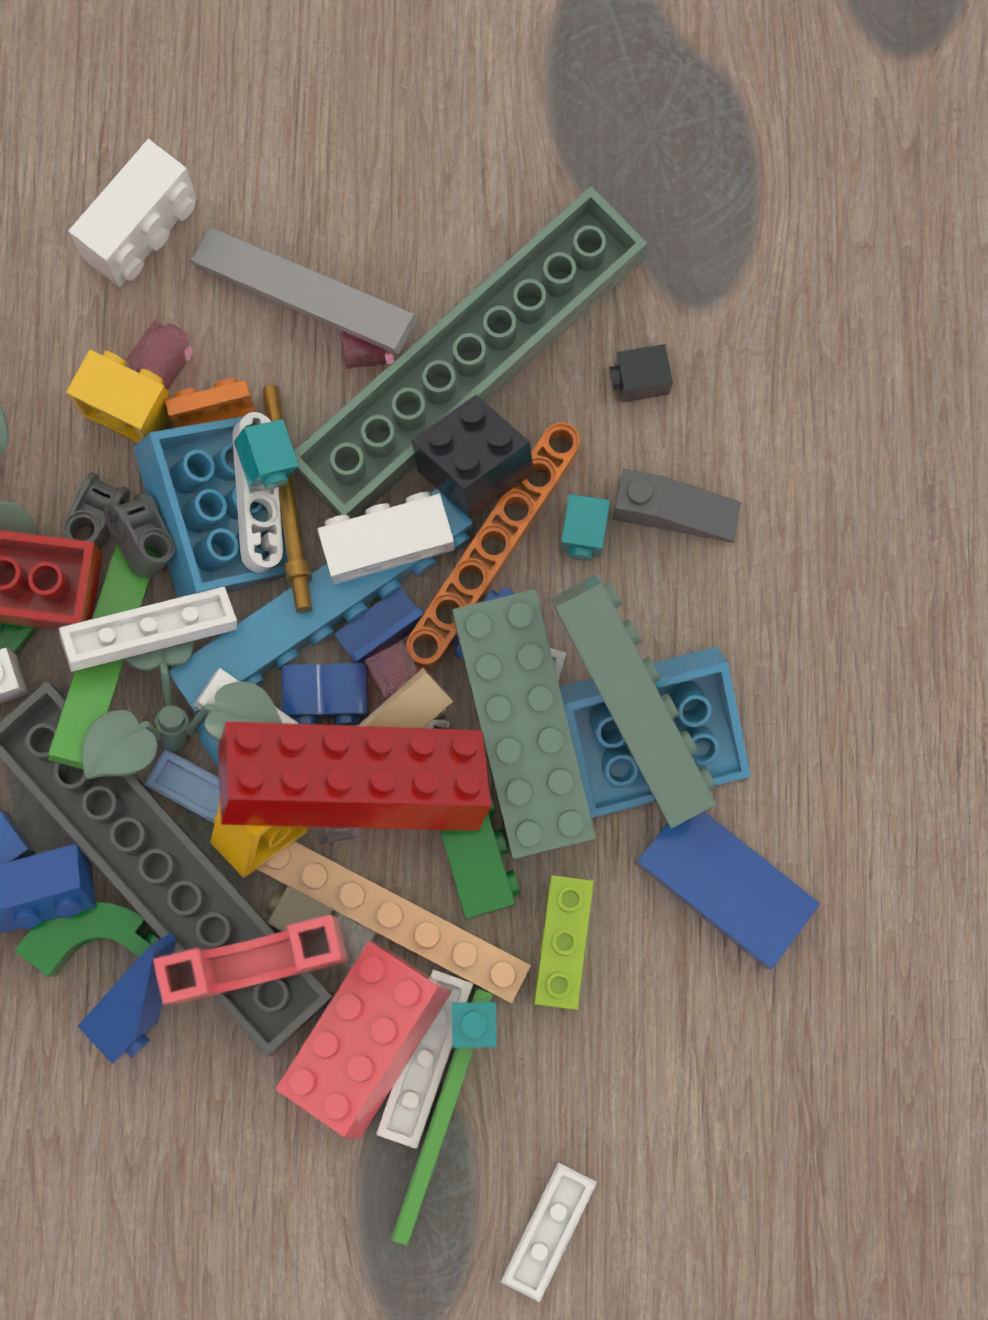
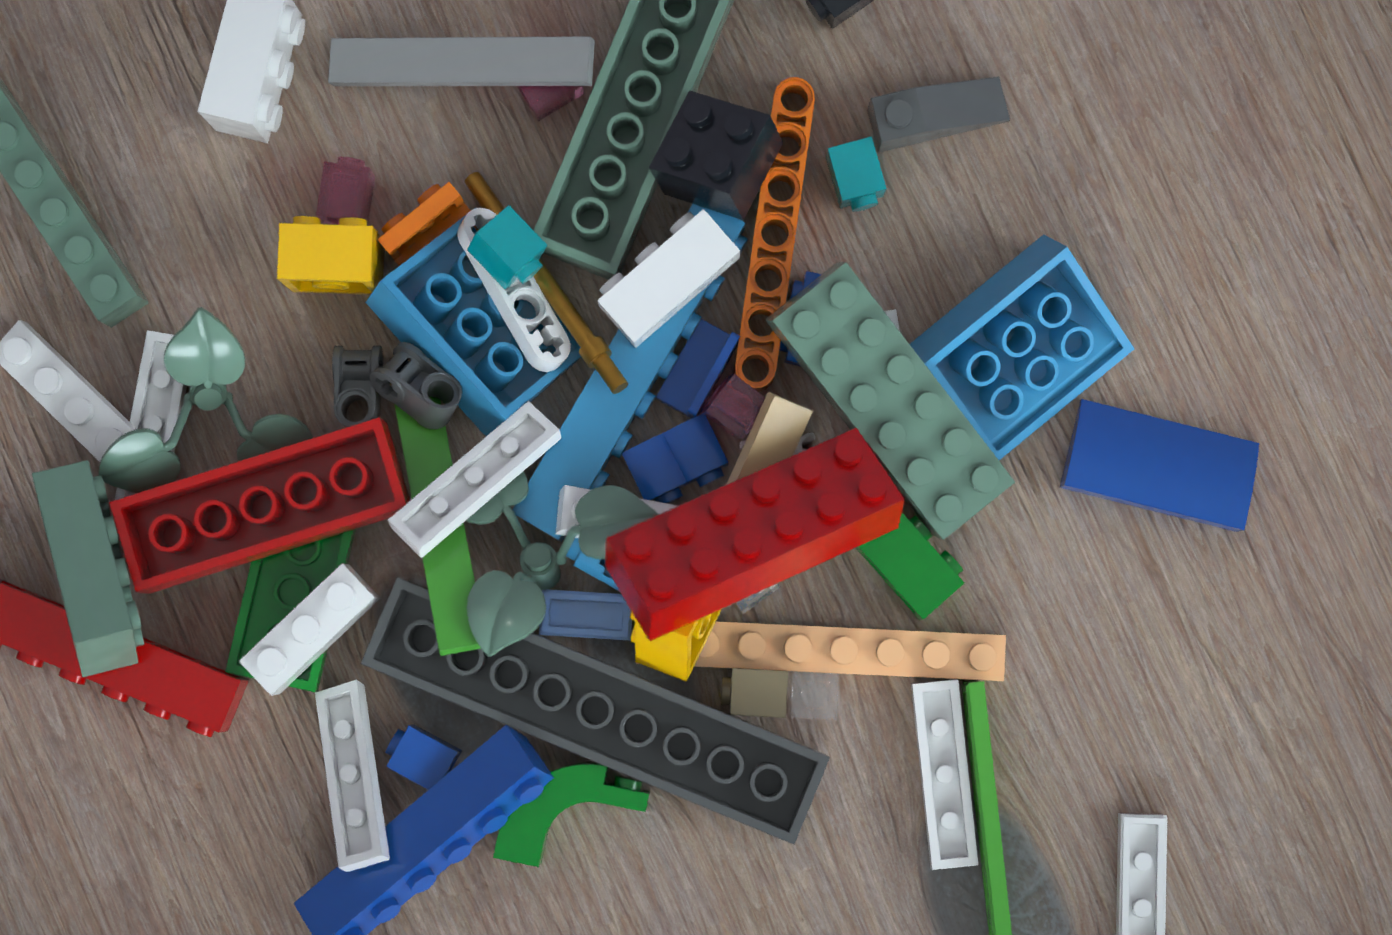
camera: 20 degrees left, 5 degrees up
(130, 1007) = (636, 857): blue slope -> none
(249, 963) = (734, 764): coral arch -> none
(363, 1041) = (879, 785): coral brick -> none
(474, 1025) = (983, 720): teal brick -> none
(563, 942) = (1028, 599): lime brick -> none
(634, 701) = (993, 328): sand green brick -> none

